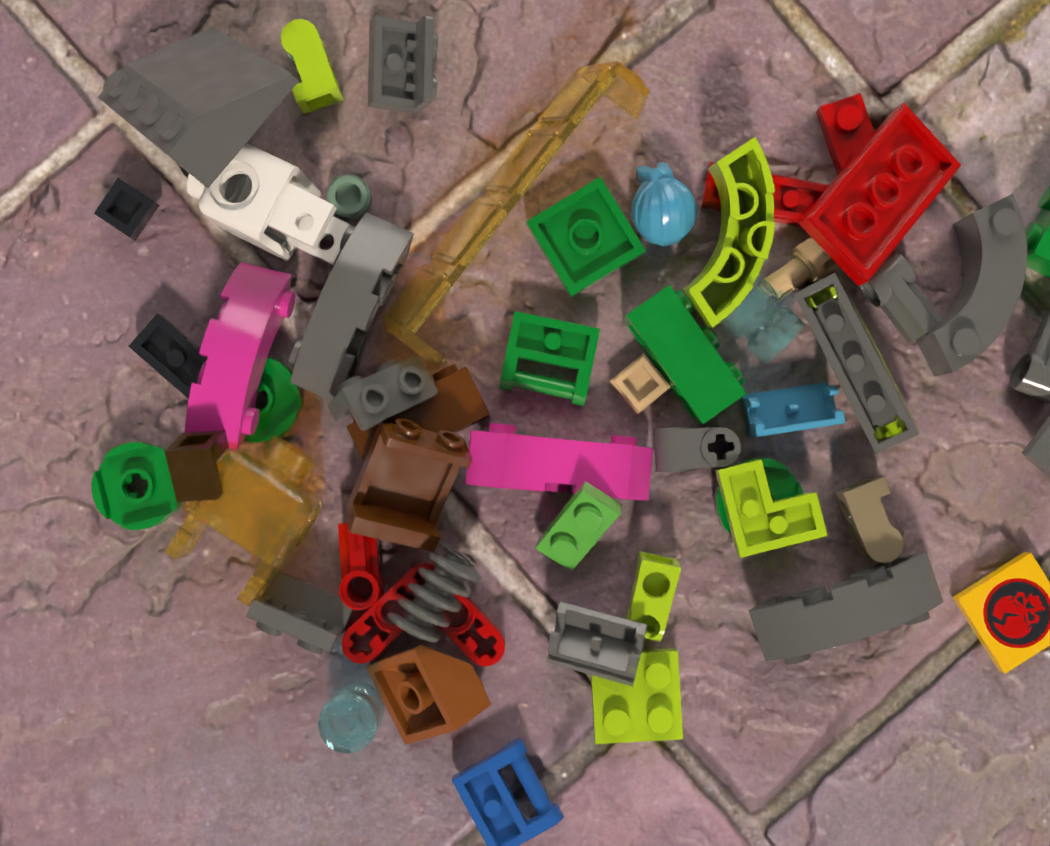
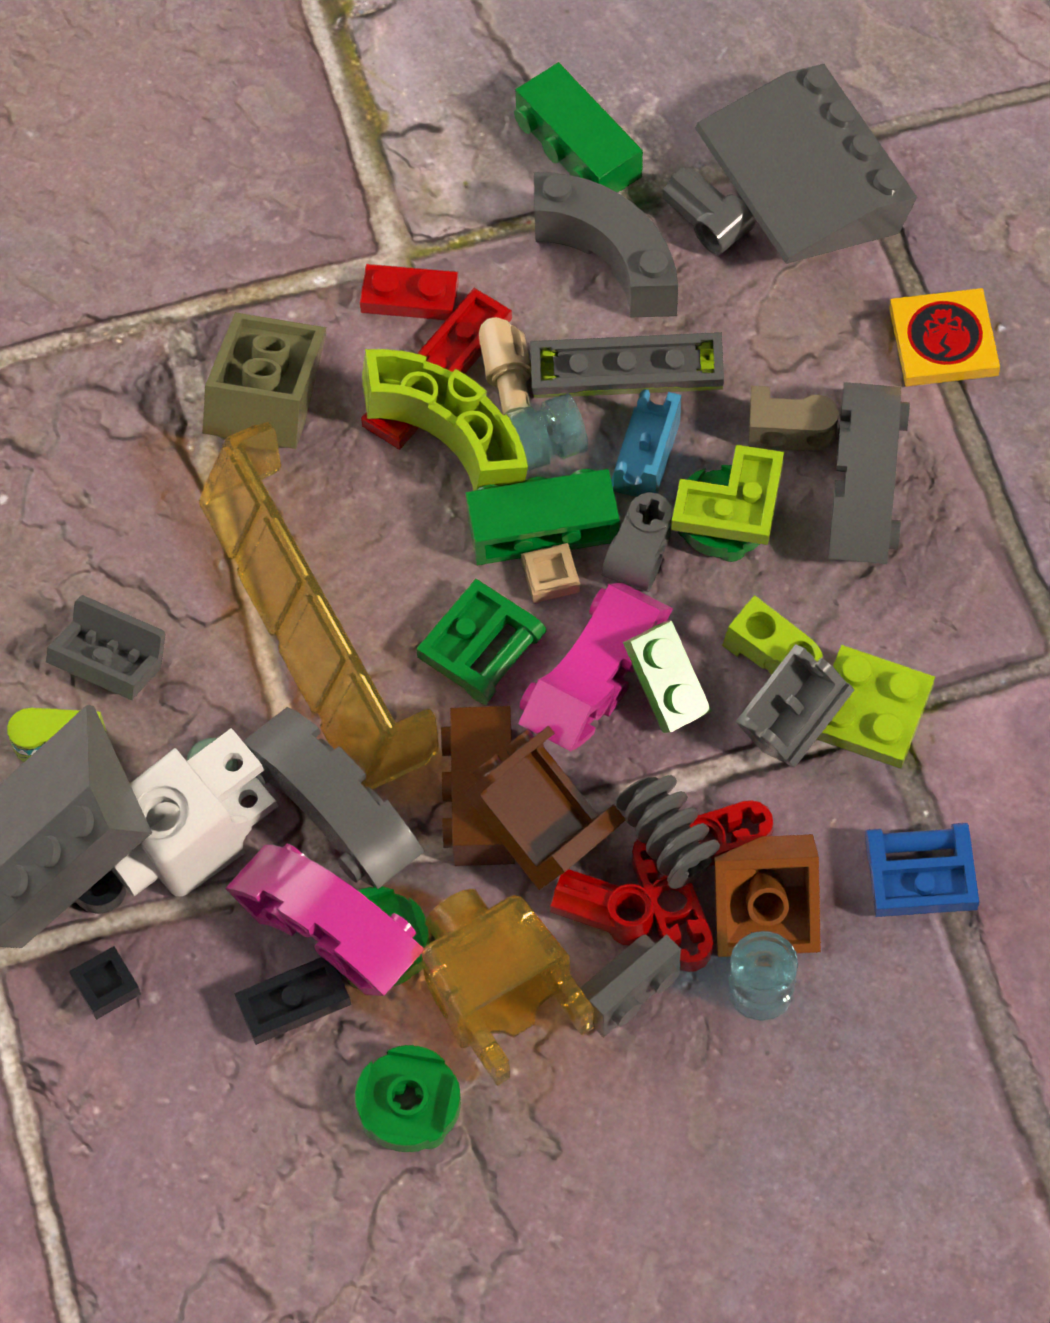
camera: 60 degrees left, 25 degrees down
(194, 465) = (424, 980): dark brown panel -> none
(384, 394) = (436, 786): dark grey bracket -> none
(585, 237) = (375, 558): green plate -> none
(662, 206) = (382, 475): dark azure piece -> none
(707, 62) = (262, 377): none -> olive slope
(880, 194) = (474, 281): red tile -> none
(900, 298) = (570, 312): dark grey piece -> none

